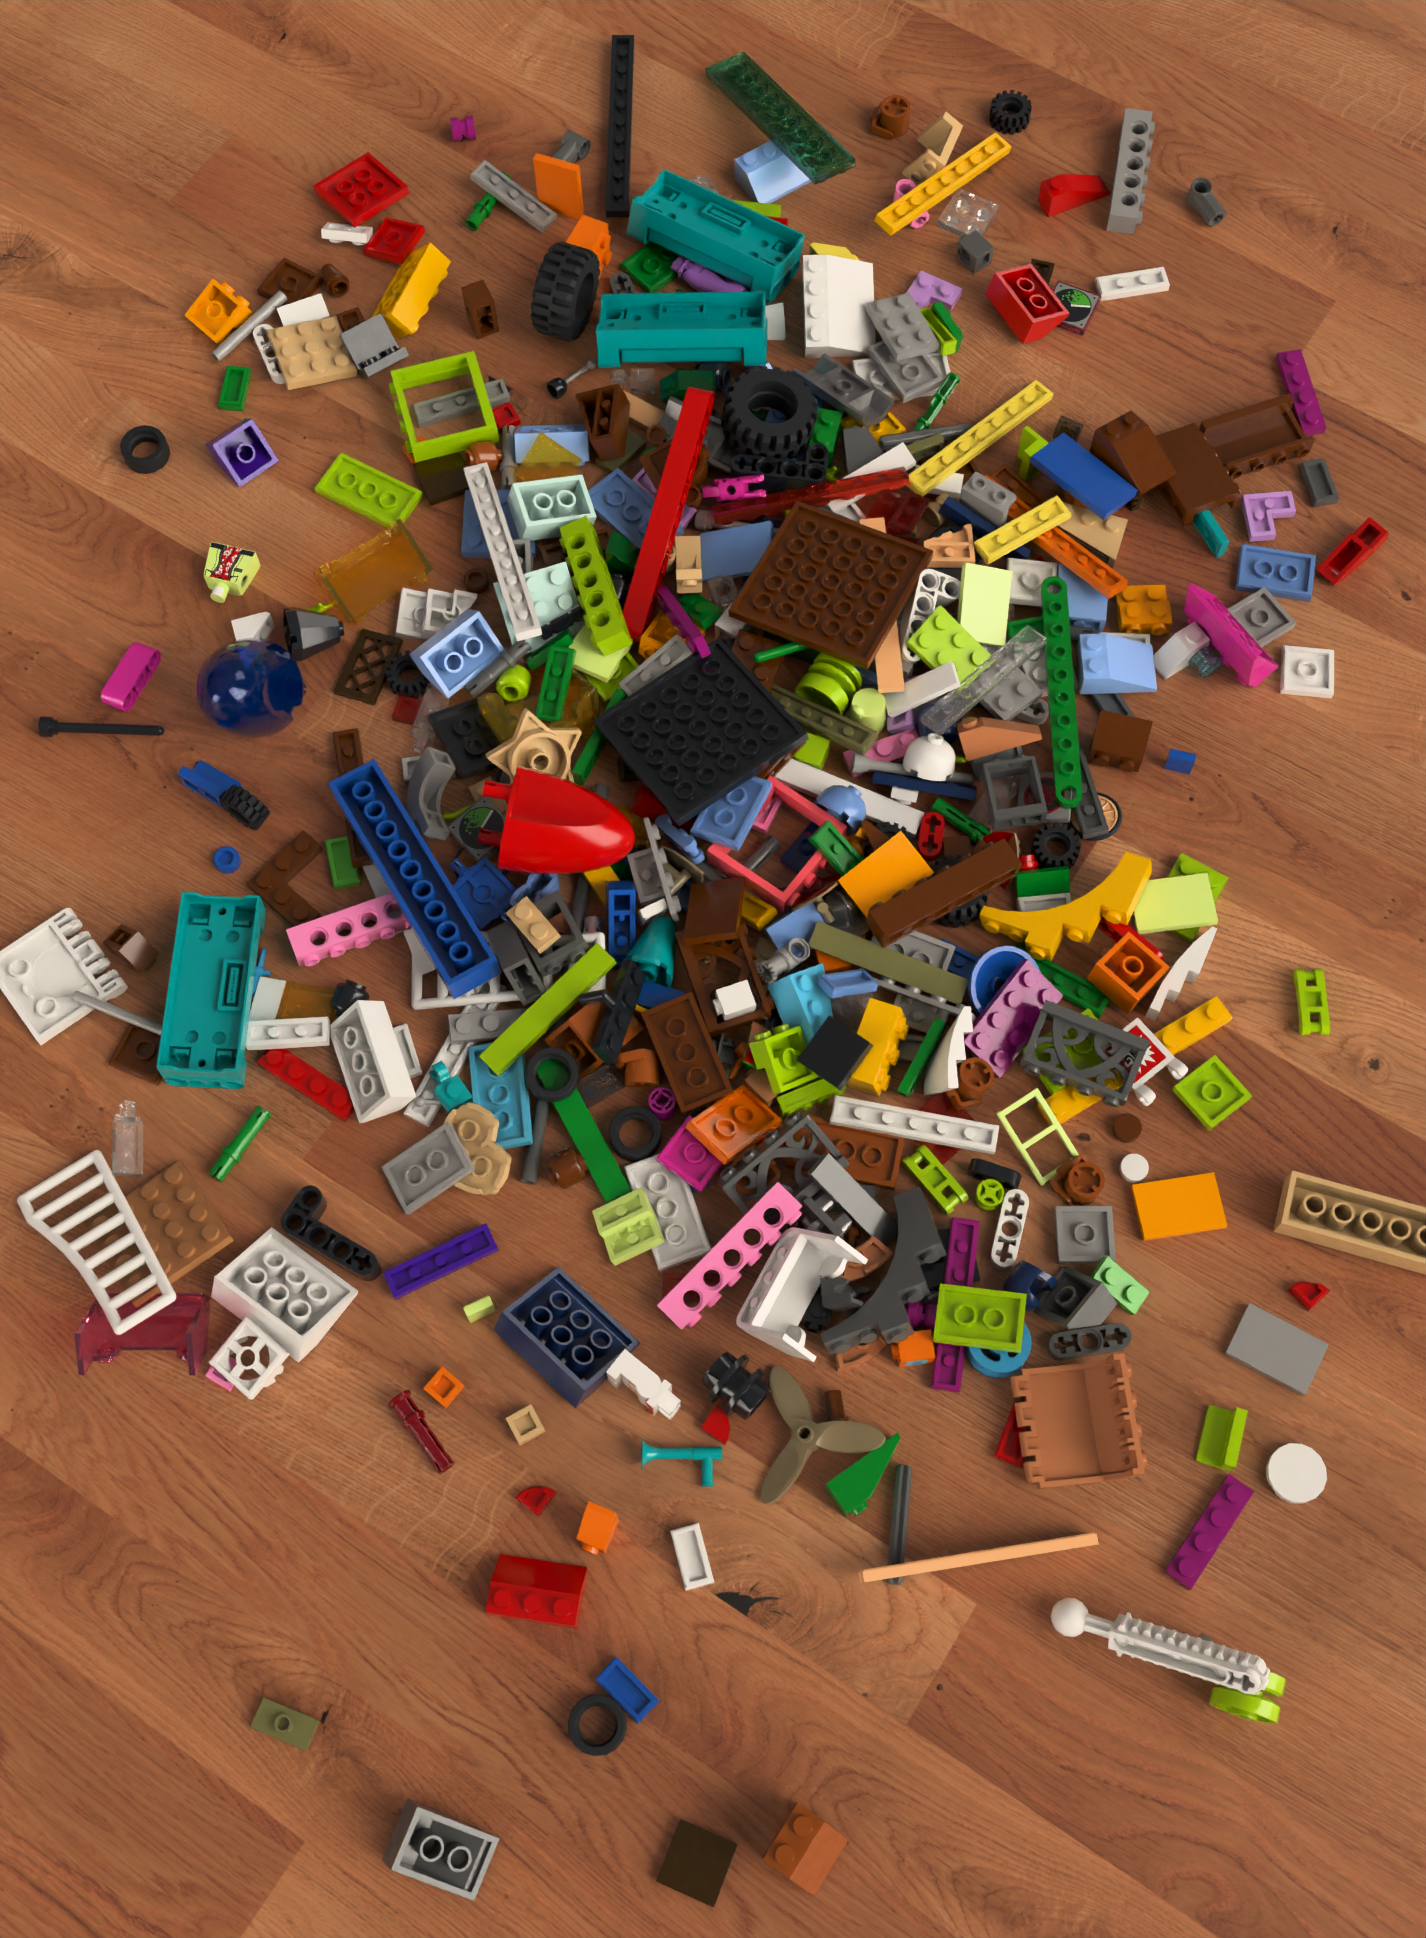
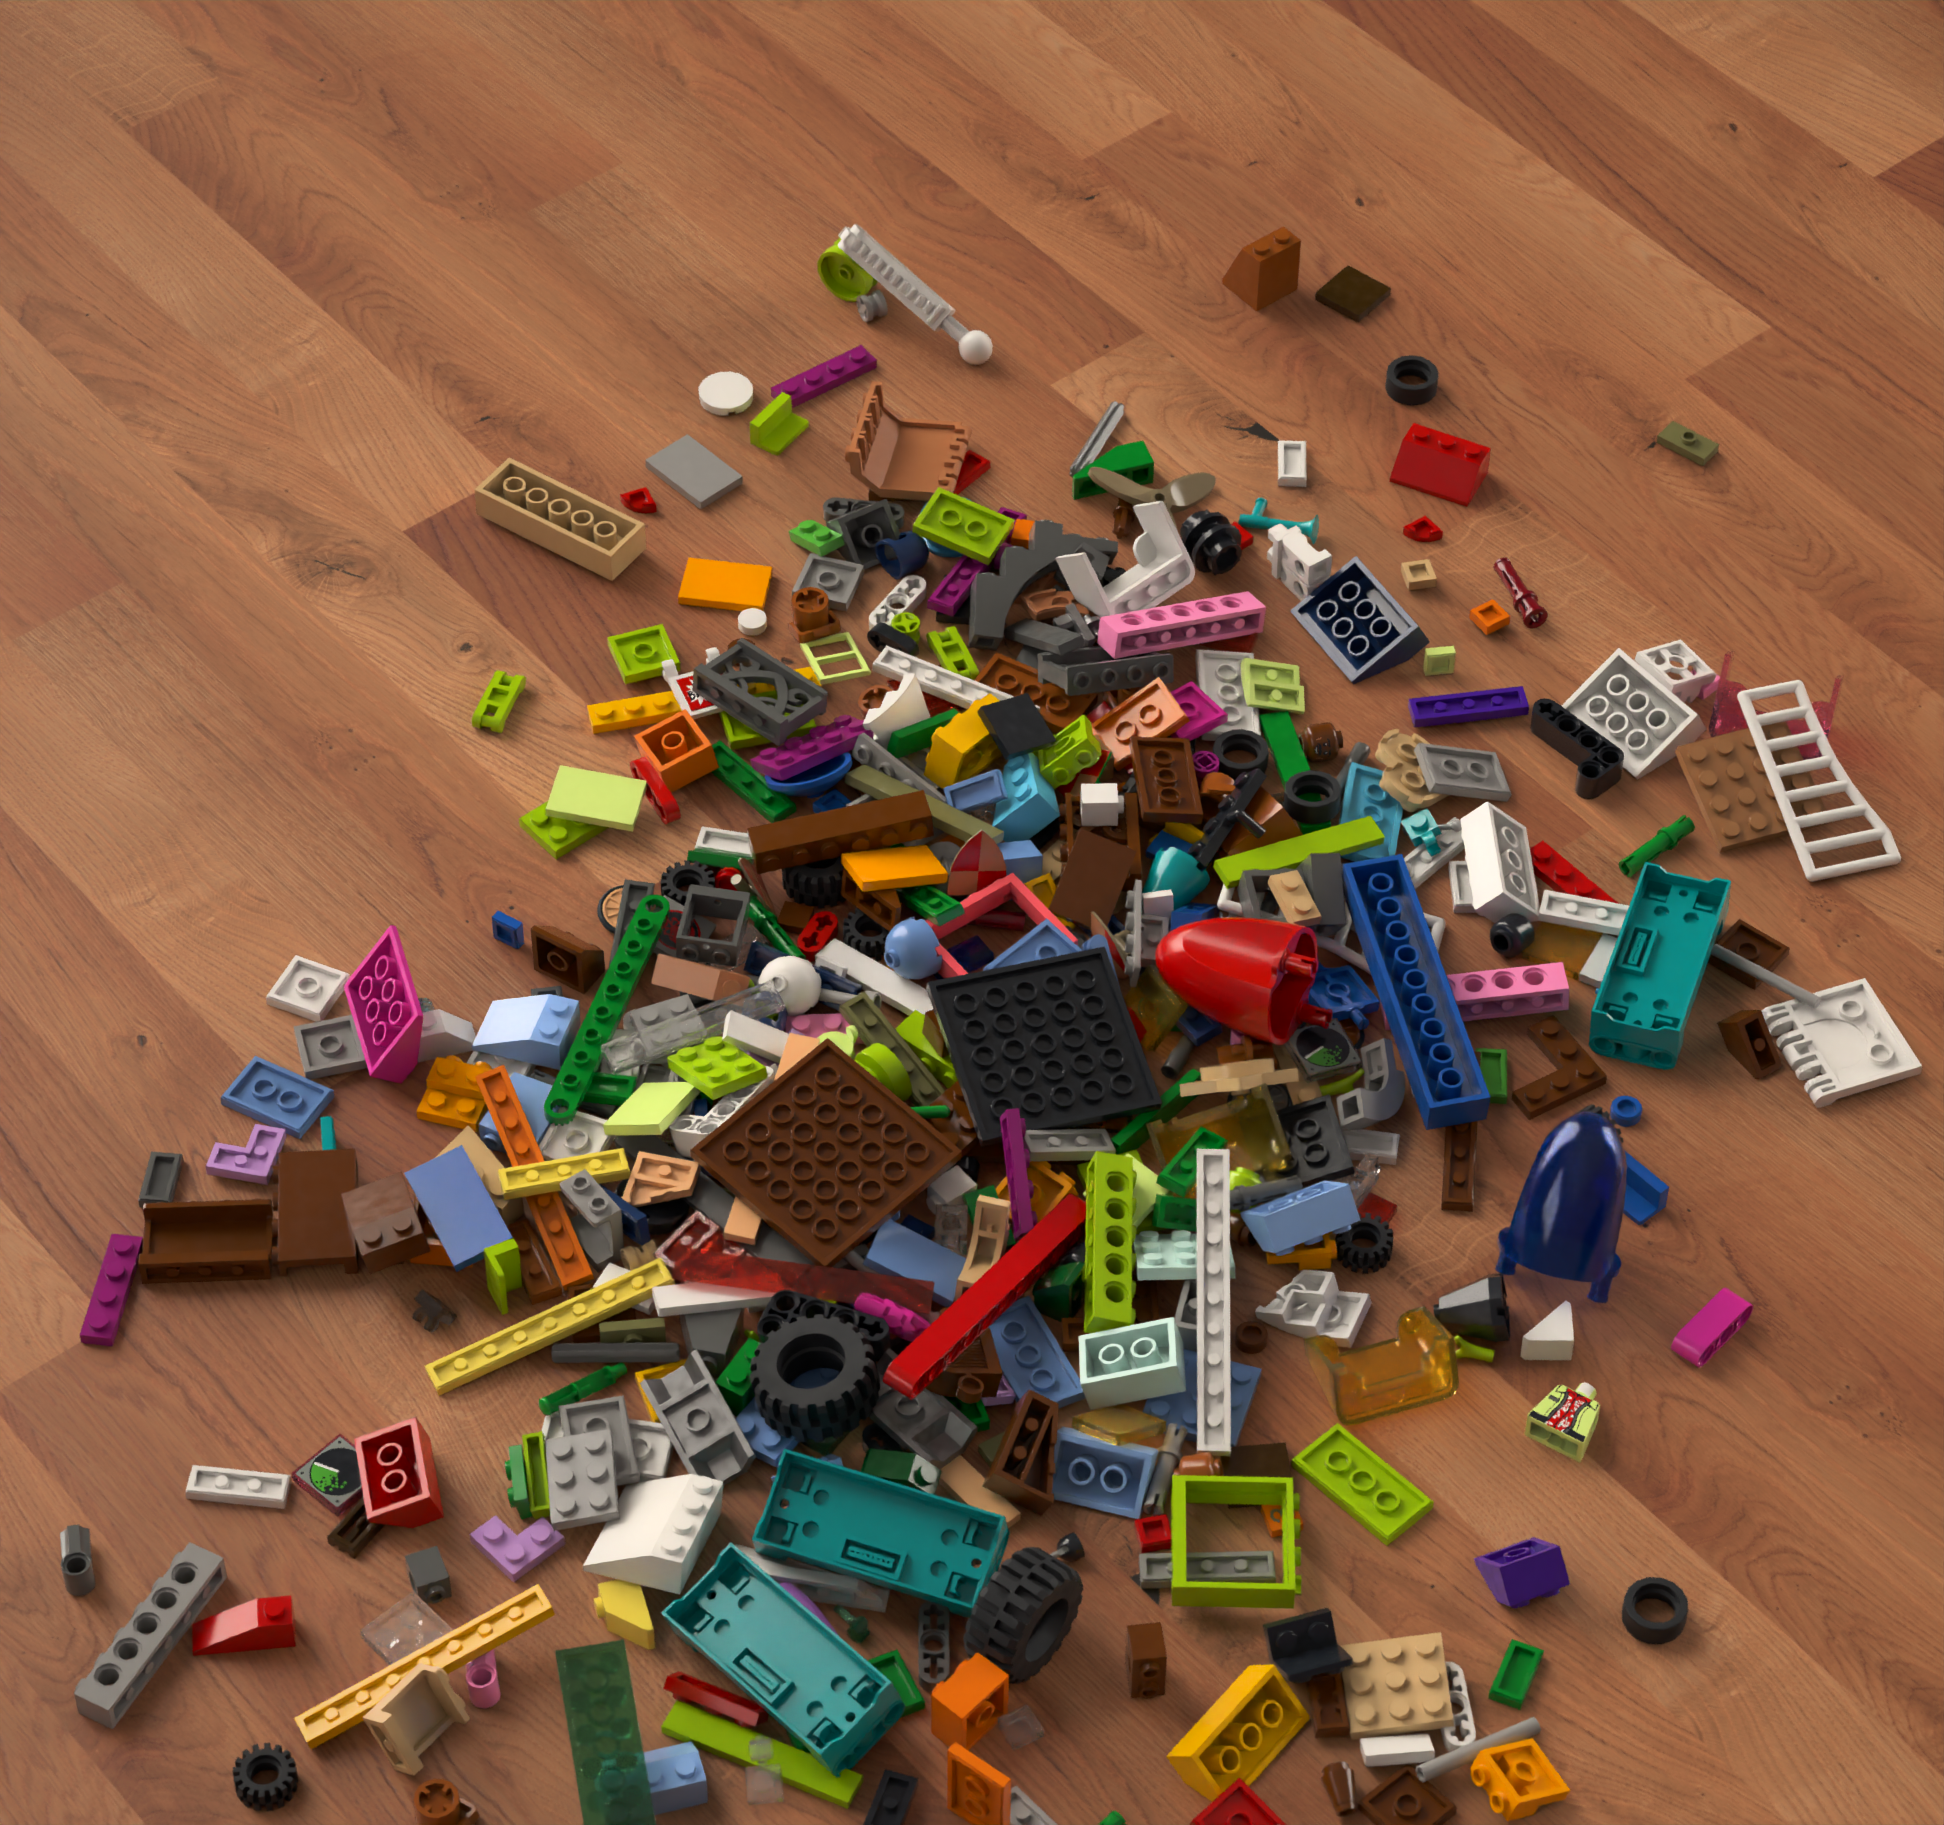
camera: 165 degrees left, 20 degrees down
(48, 727) = (1819, 1297): black piece -> none
(127, 1142) = (1776, 873): clear hinge -> none
(356, 692) = (1433, 1248): dark brown window -> none
(440, 1850) = (1571, 340): dark grey slope -> none
(562, 623) = (1164, 1227): black axle -> none
(597, 1528) = (1370, 488): orange slope -> none
(627, 1690) = (1378, 399): blue tile -> none
(783, 960) = (1033, 824): light grey connector -> none
(977, 1557) = (1039, 392): light nougat tile -> none
(1078, 920) = (703, 799): yellow arch -> none
(1186, 969) = (610, 752): white slope -> none
(1353, 551) = (175, 1088): red slope -> none

